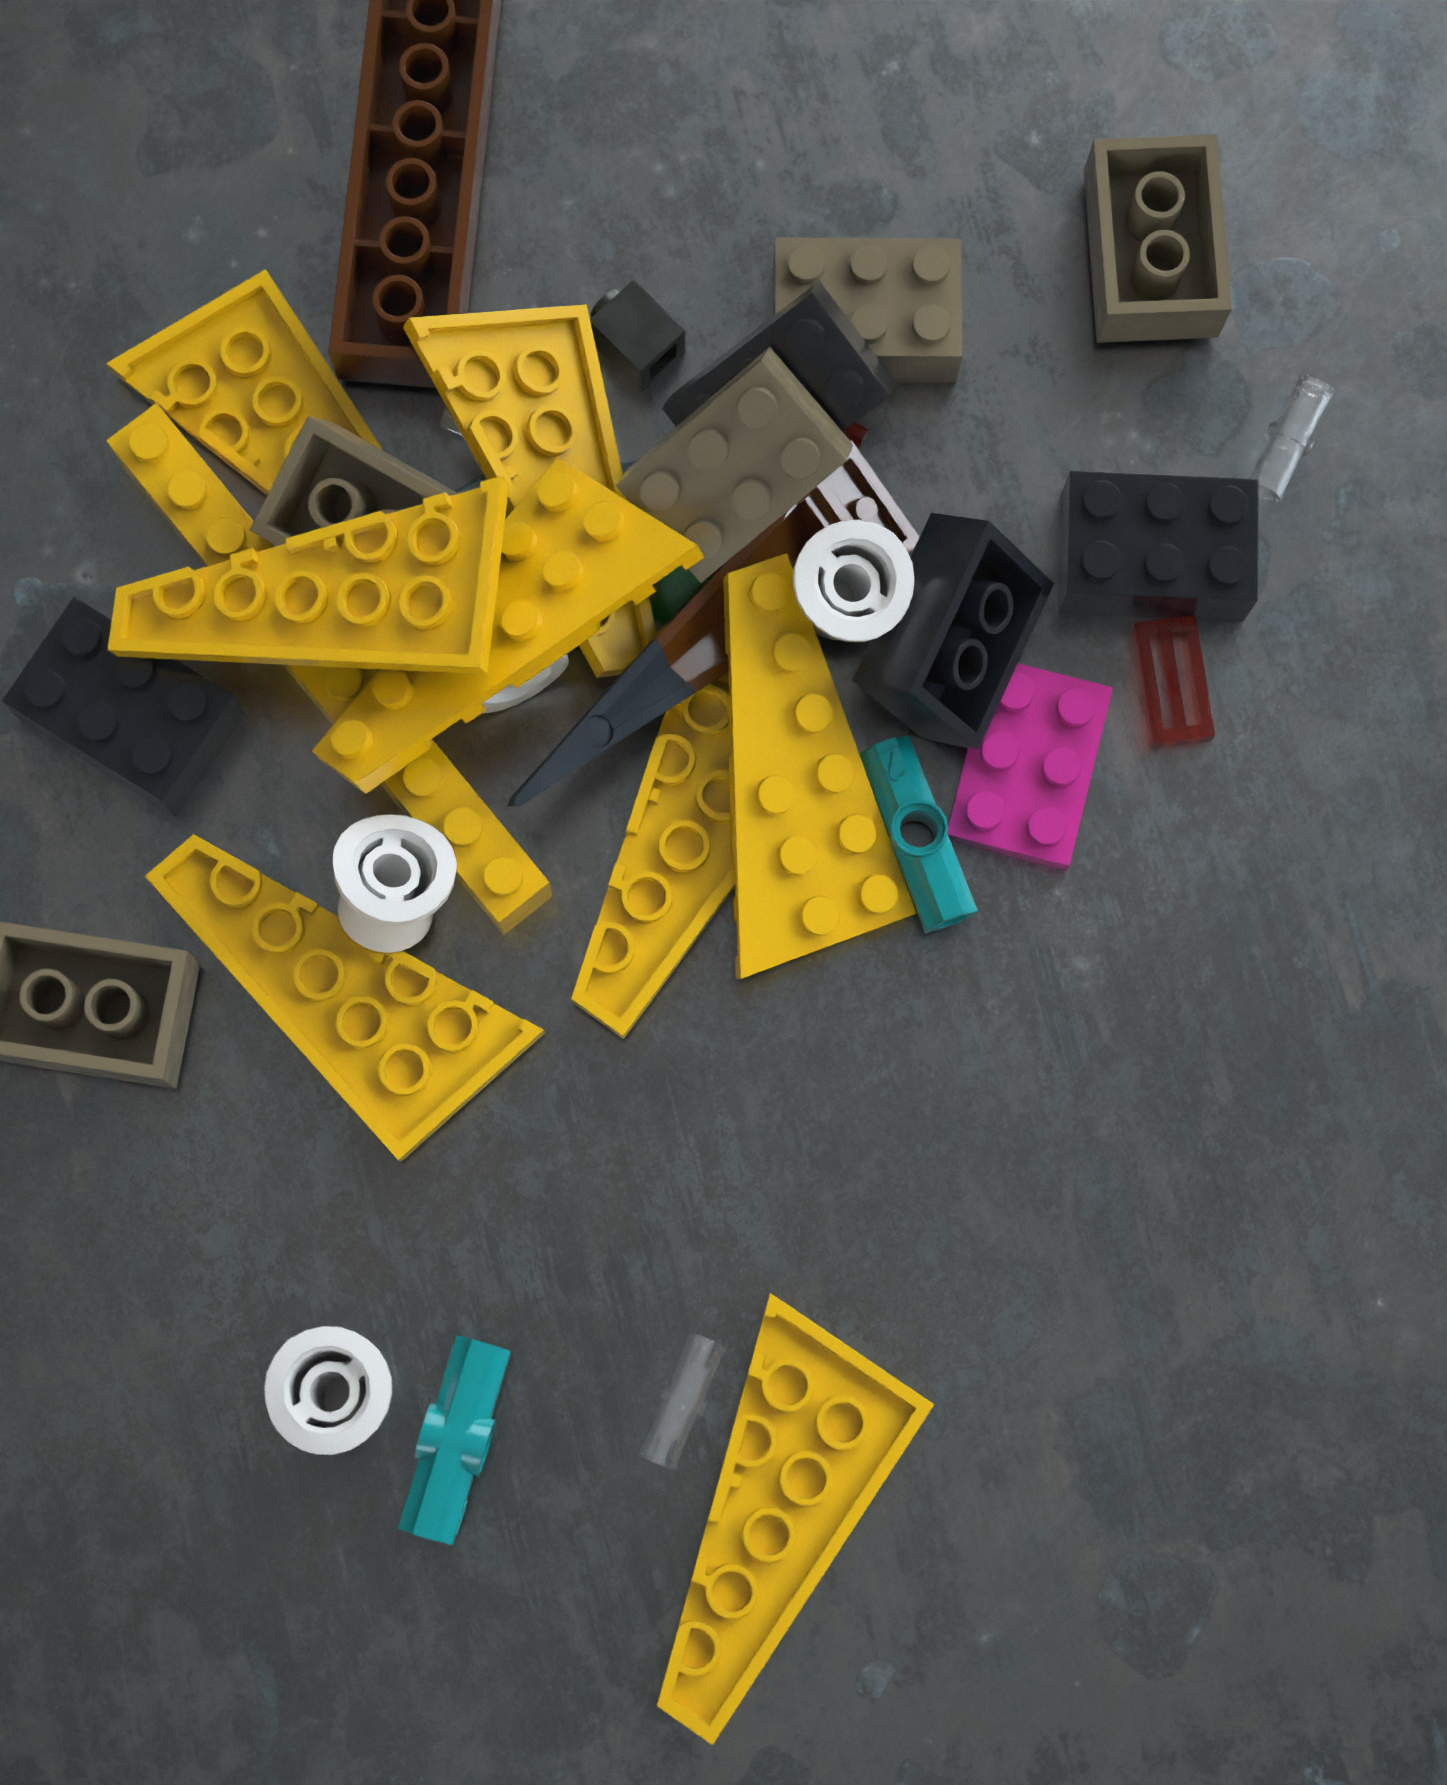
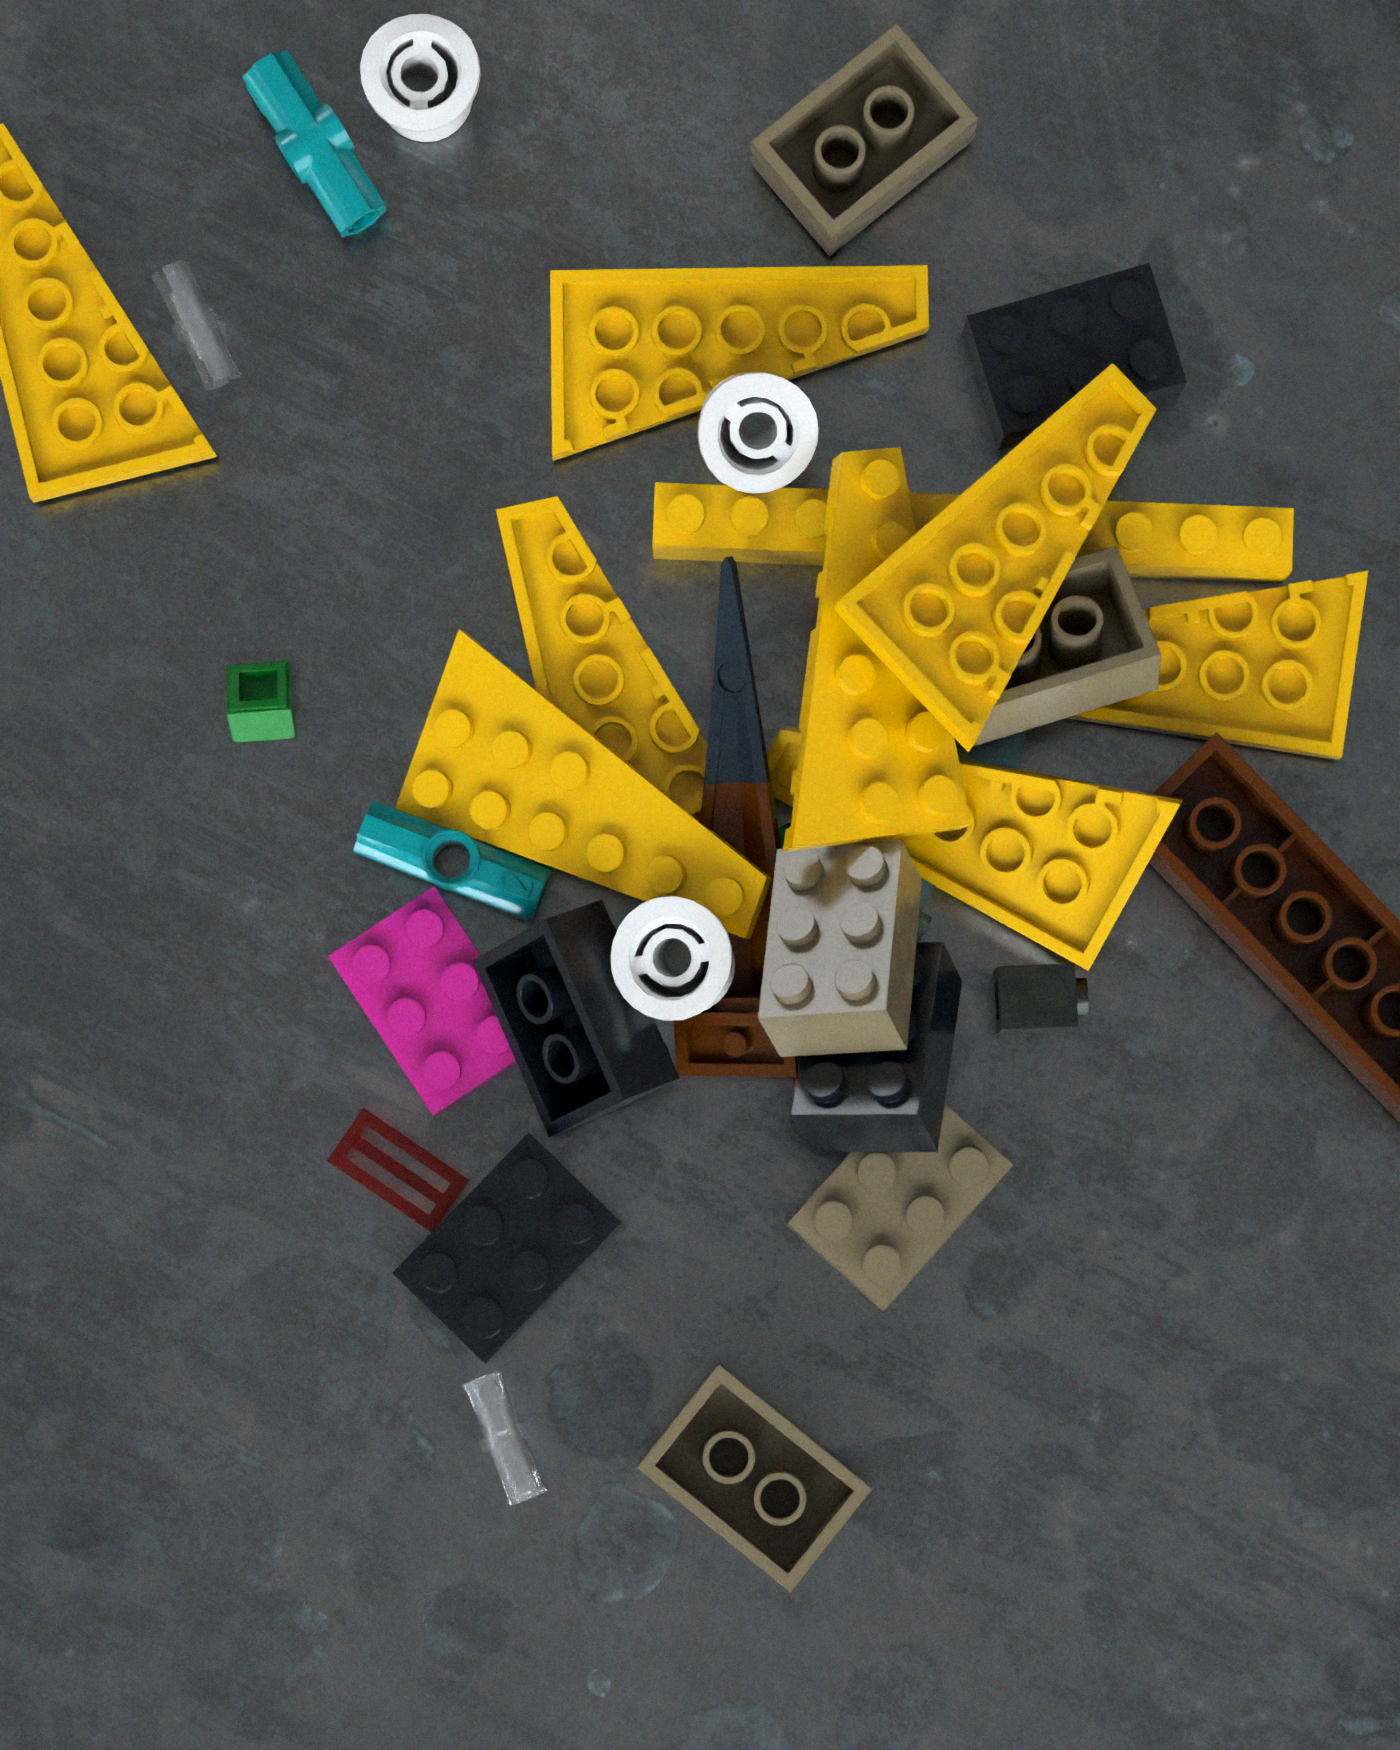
camera: 135 degrees right, 5 degrees up
(924, 1091) = (260, 701): none -> green slope

